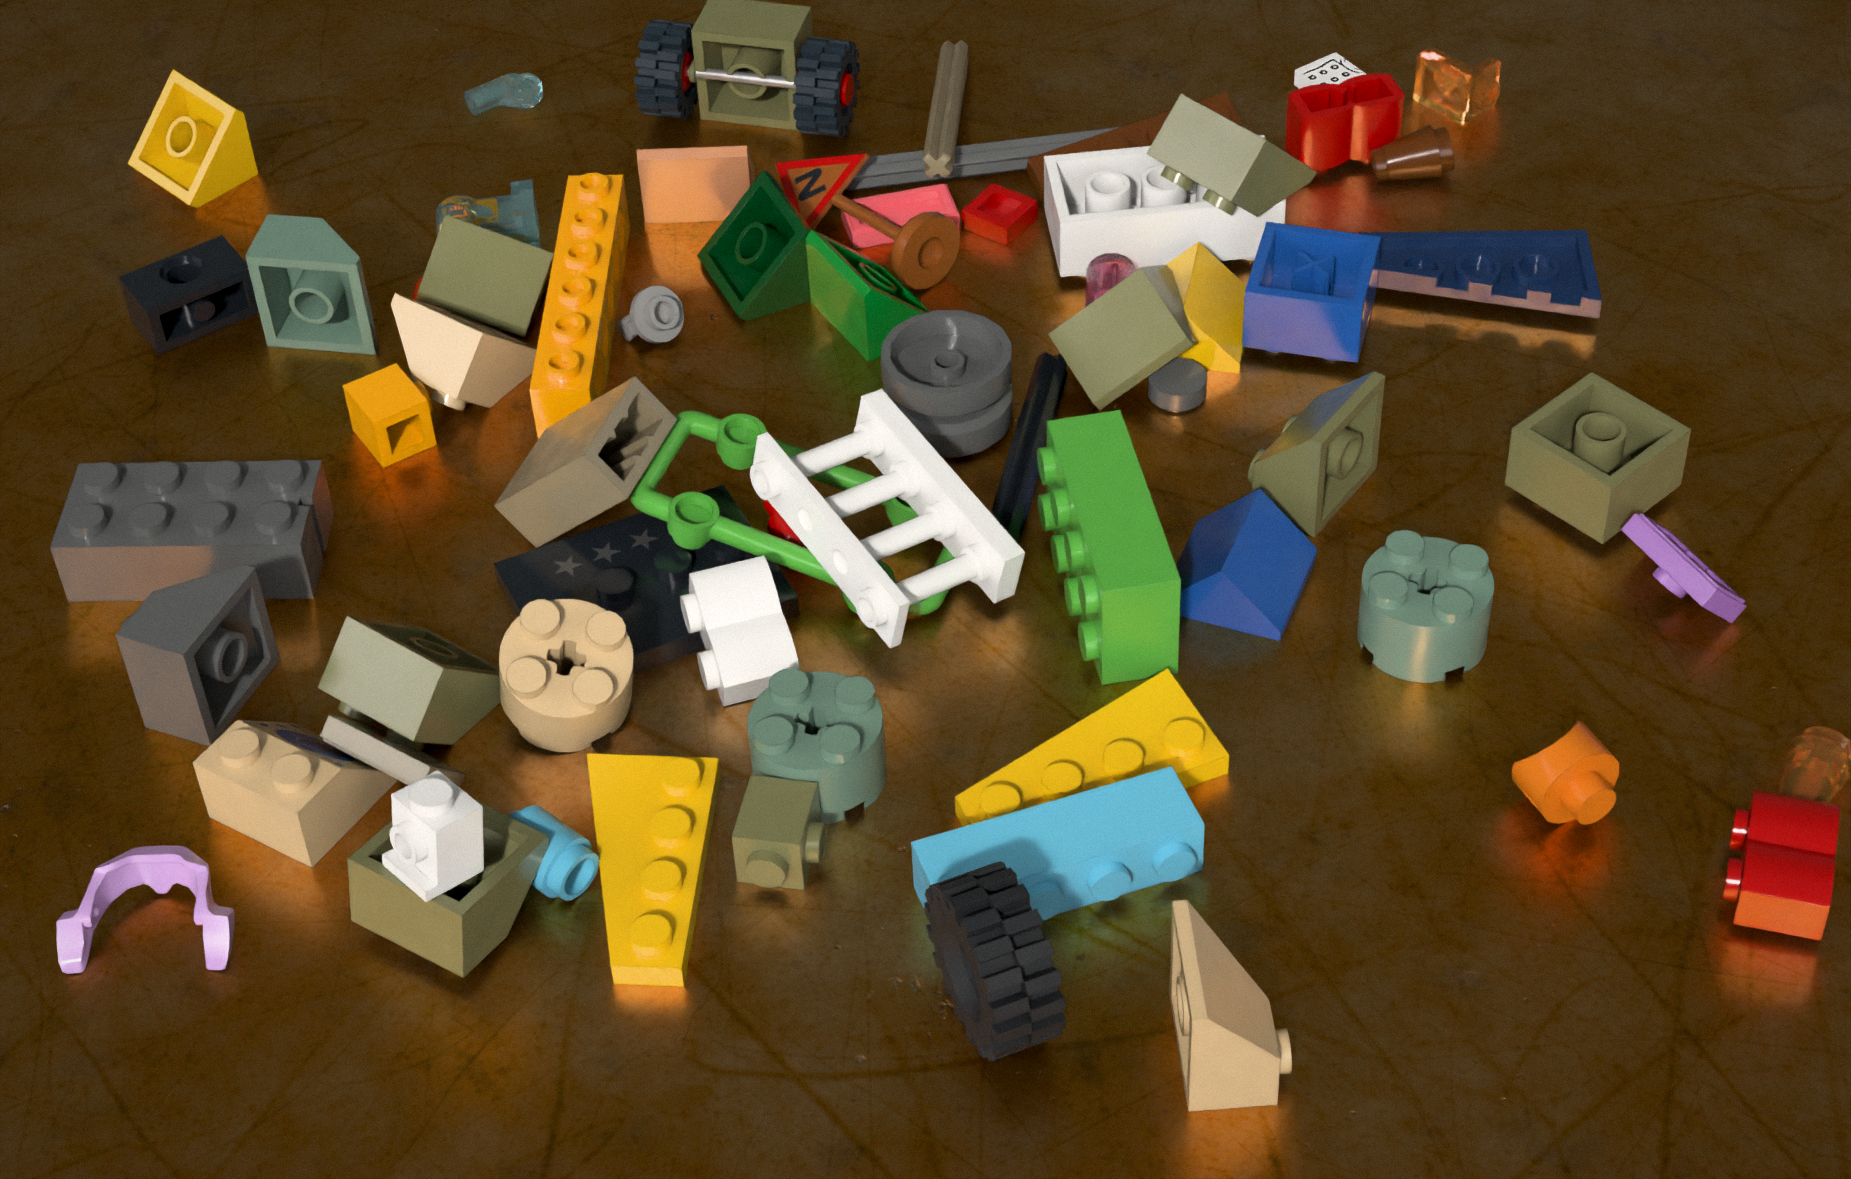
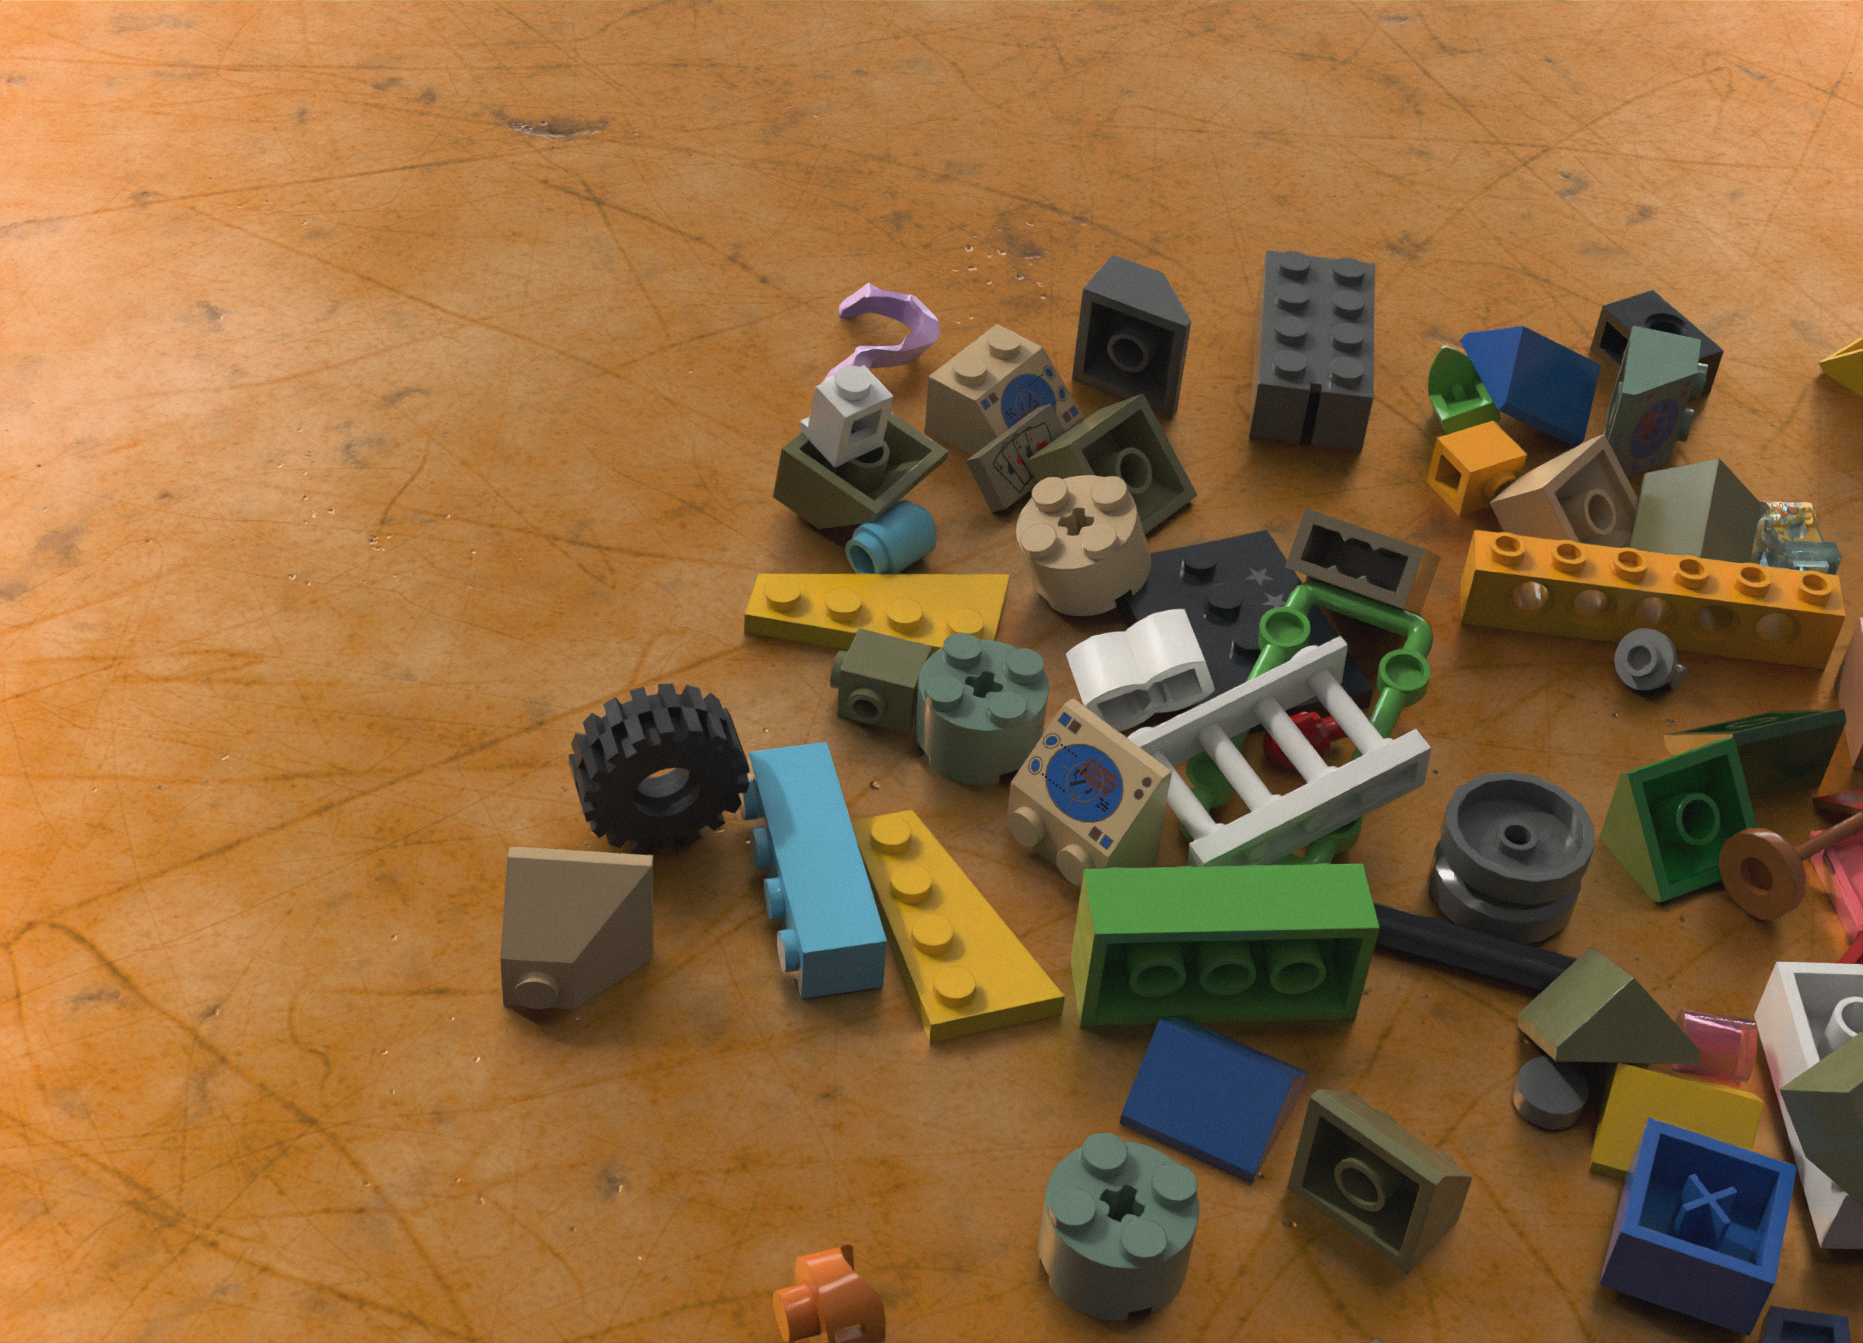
camera: 90 degrees right, 0 degrees up
(261, 363) = (1535, 380): none -> blue slope
(279, 424) = (1458, 392): none -> bright green plate
(947, 646) = (1088, 797): none -> tan slope

